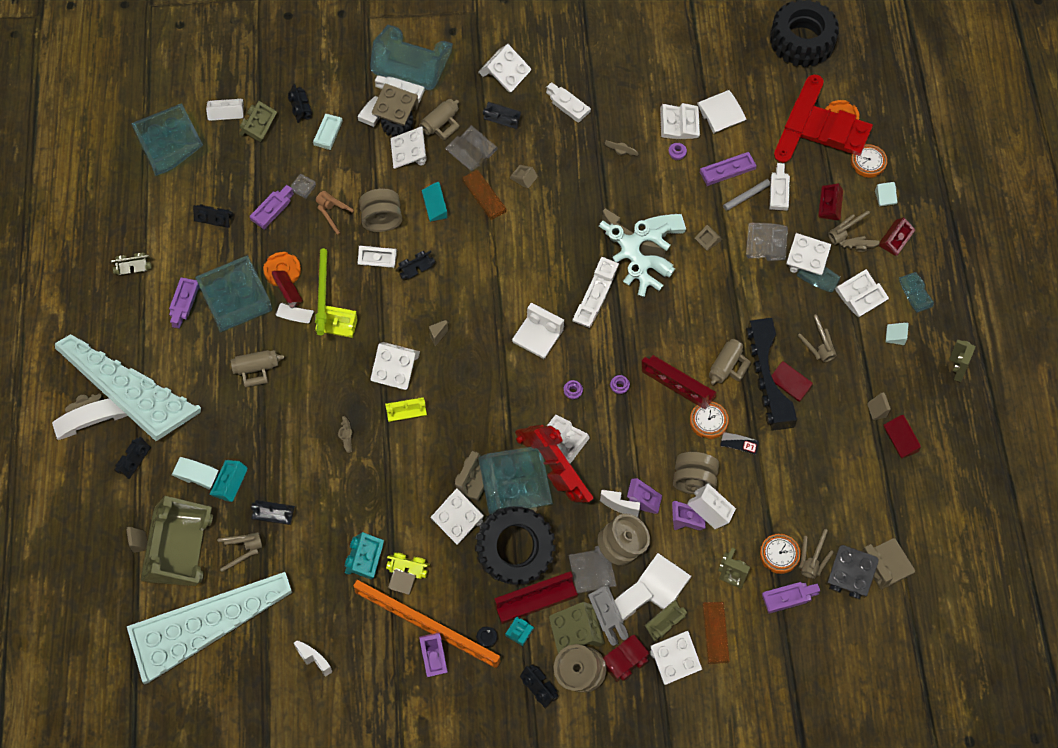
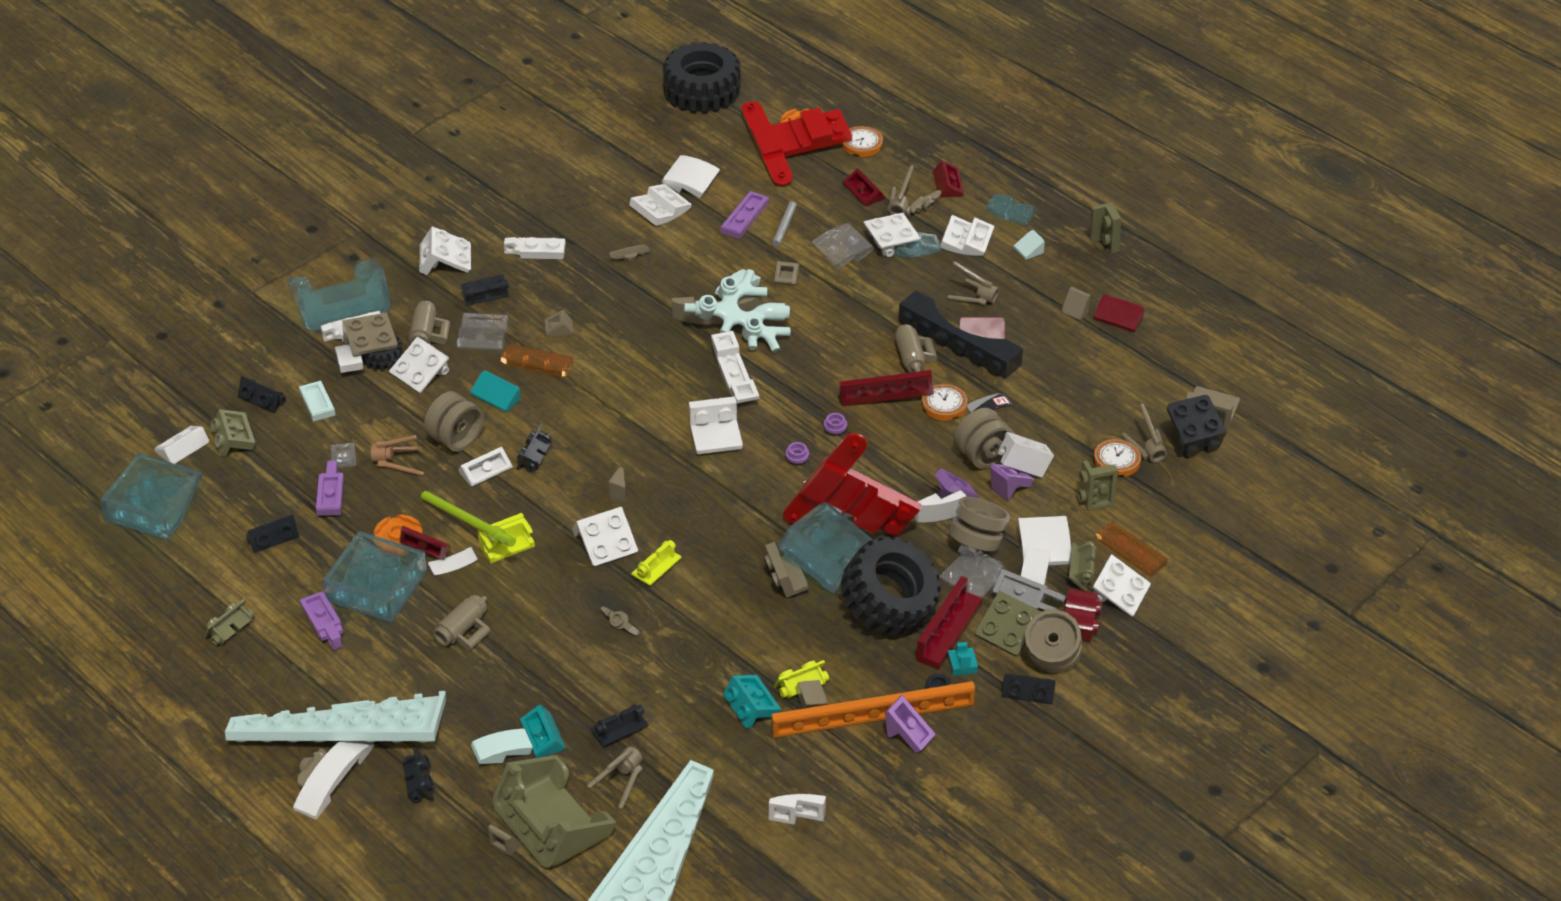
camera: 40 degrees left, 20 degrees down
(457, 516) = (804, 611): white hinge -> none
(677, 155) = (684, 227): medium lavender plate -> none
(779, 189) = (809, 201): white hinge -> none
(789, 596) = (1161, 481): medium lavender hinge -> none
(886, 194) = (905, 155): light aqua slope -> none

